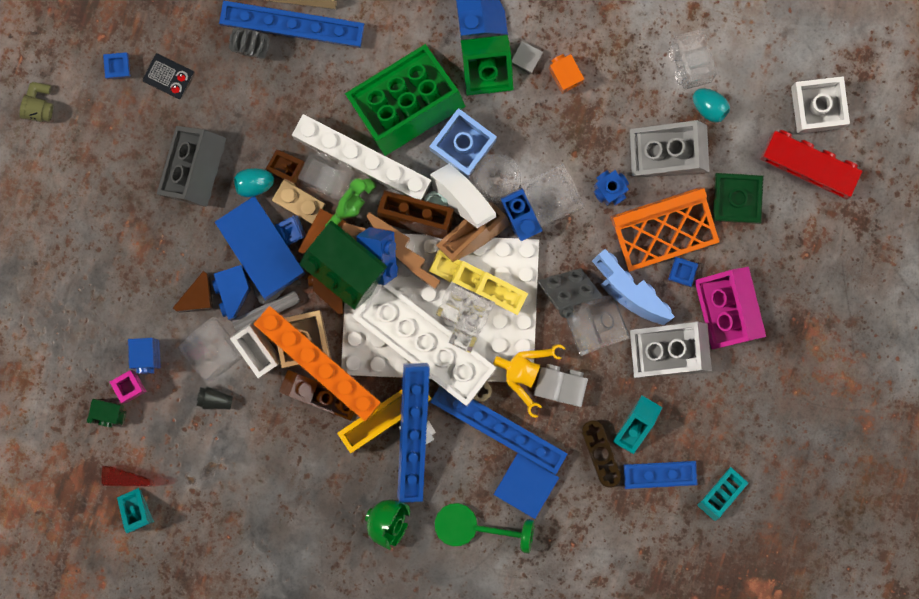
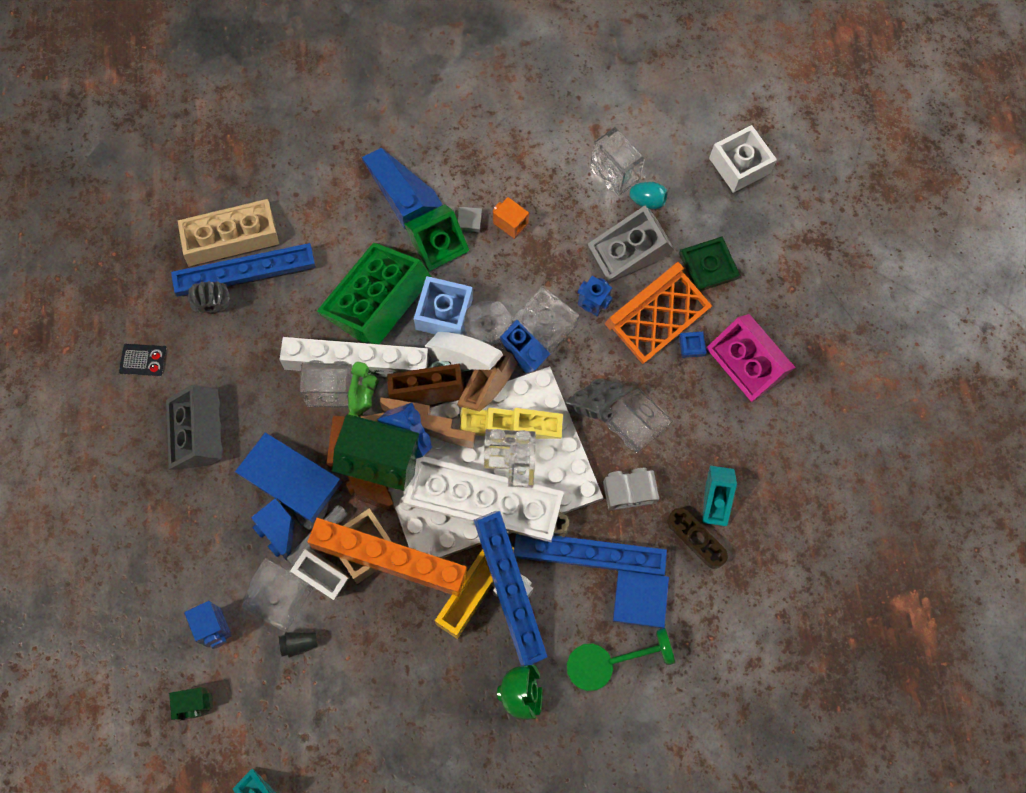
camera: 25 degrees left, 15 degrees down
(35, 108) = (22, 434): olive piece -> none
(116, 65) = (88, 367): blue plate -> none
(116, 477) = (228, 765): clear red slope -> none
(127, 386) = (202, 665): dark pink brick -> none
(197, 297) = (242, 549): reddish brown slope -> none
(253, 182) = (258, 419): teal animal -> none
(285, 167) = (286, 395): reddish brown slope -> none
(291, 230) = (313, 449): blue tile -> none
(297, 201) = (308, 422): tan plate -> none
(314, 394) = (398, 594): reddish brown slope -> none
(524, 371) = (592, 487): yellow piece -> none
(637, 298) = (659, 381): light blue slope -> none
(660, 474) = (761, 534): blue tile -> none
(671, 350) = (715, 415): light grey slope -> none
(708, 508) = (824, 543): teal slope -> none
(811, 164) = (759, 210): red brick -> none

